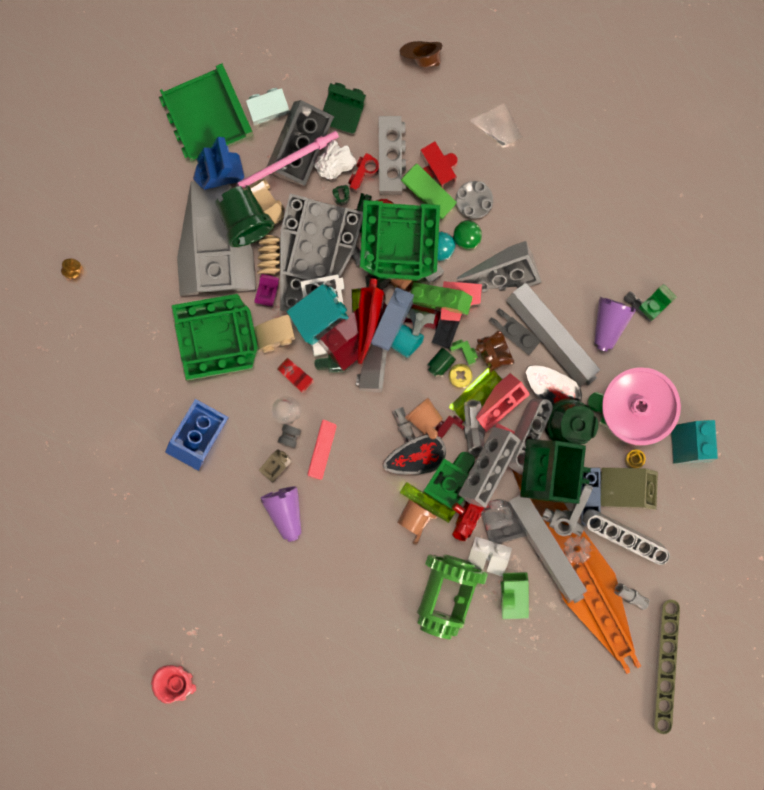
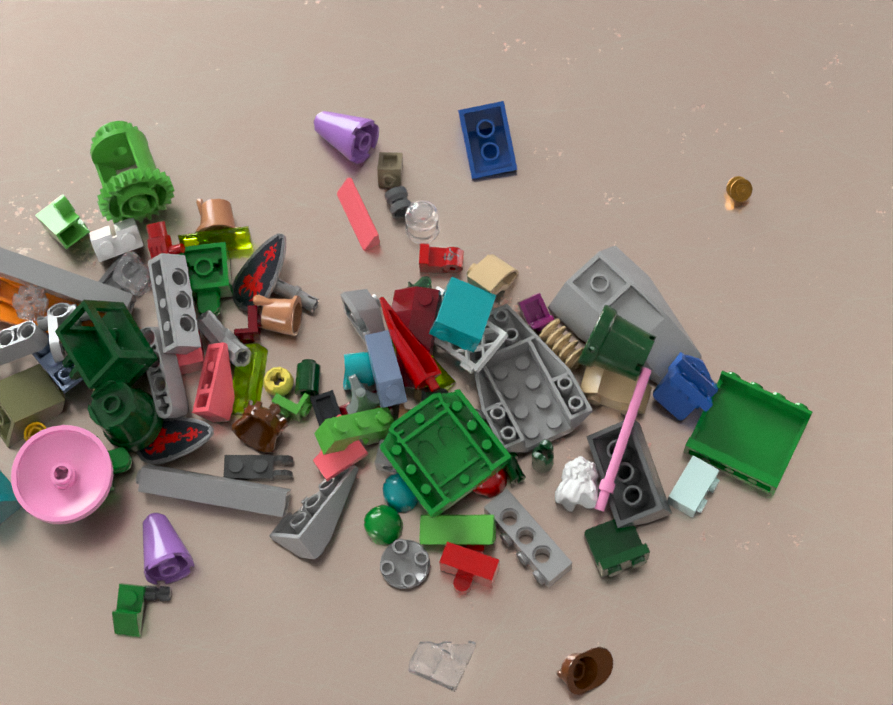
camera: 145 degrees right, 15 degrees down
(214, 336) = (547, 233): green wedge -> none
(356, 179) = (541, 486): red plate -> none

